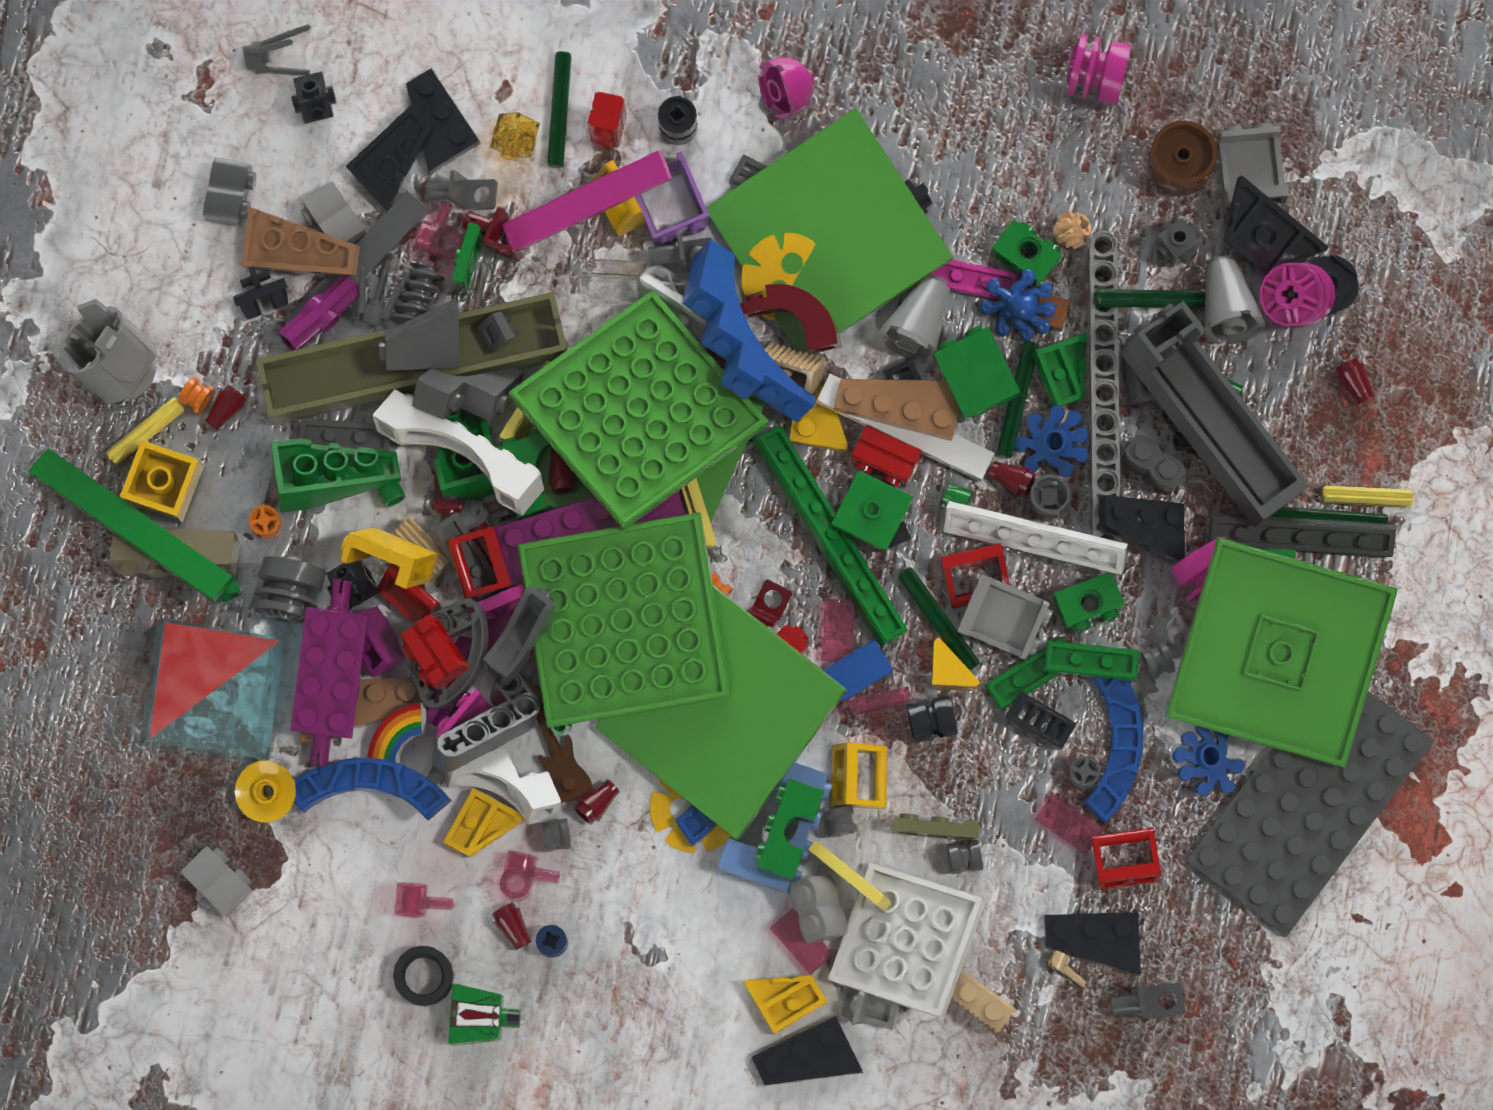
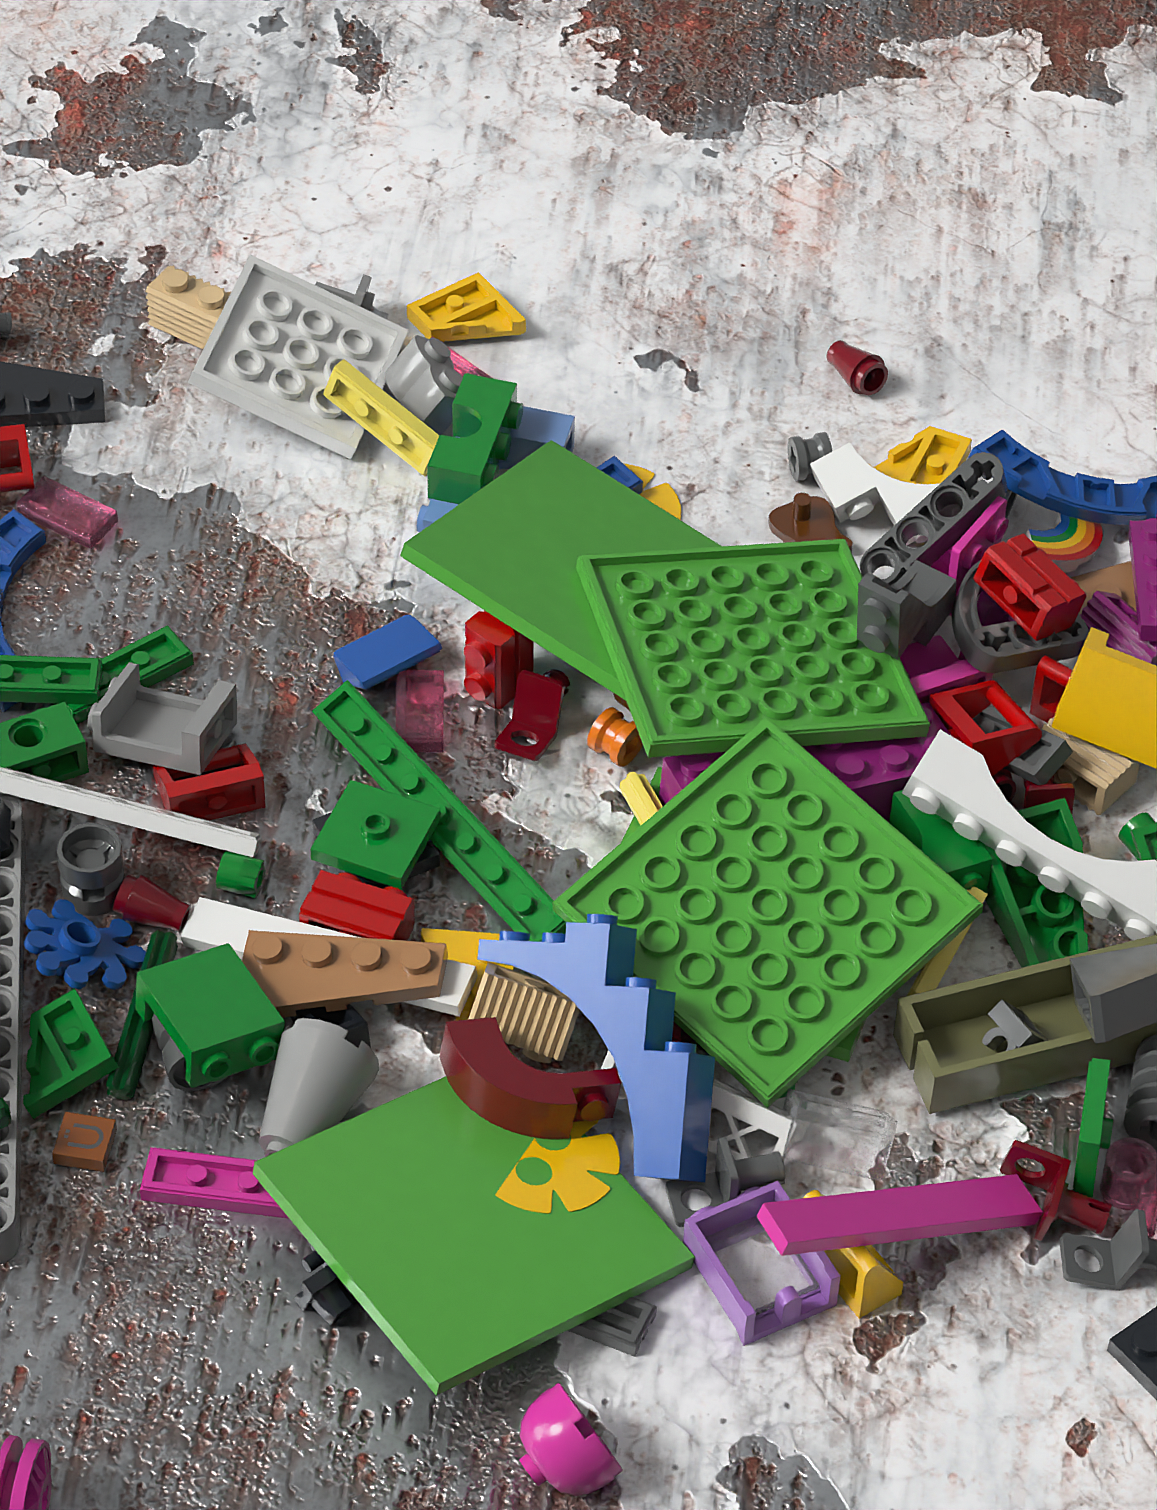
camera: 170 degrees right, 30 degrees down
(400, 971) = (968, 335): black tyre -> none
(413, 901) = (1000, 375): clear pink piece -> none
(478, 1016) = (884, 275): torso -> none
(479, 394) = (1022, 931): dark grey arch -> none
(514, 135) = (1047, 1337): clear yellow brick -> none
(524, 866) = (855, 413): clear pink piece -> none
(554, 946) = (798, 353): dark blue wheel -> none
(559, 109) = (976, 1404): dark green axle -> none
(596, 802) = (761, 493): dark red cone -> none
(607, 120) = (887, 1357): red brick -> none
(677, 120) = (760, 1377): black wheel -> none
(808, 1056) = (421, 267): black wing -> none
(840, 821) = (401, 488): dark grey wheel -> none
(844, 775) = (397, 525): yellow tile -> none
(879, 701) = (349, 620): clear pink tile -> none
(931, 719) = (272, 599): black wheel -> none
(936, 828) = (261, 486): olive plate -> none
(938, 618) = (272, 734): dark green axle -> none
(949, 671) = (242, 657): yellow slope -> none
(965, 857) = (217, 460): dark grey wheel -> none
(1020, 306) = (138, 1130): blue animal -> none
(1022, 235) = (112, 1189): green brick -> none
(1056, 717) = (82, 593): black slope -> none
(1058, 963) = (79, 365): tan hand -> none
(1072, 229) = (45, 1250): light nougat gear -> none
(1086, 768) = (43, 559): dark grey wheel -> none

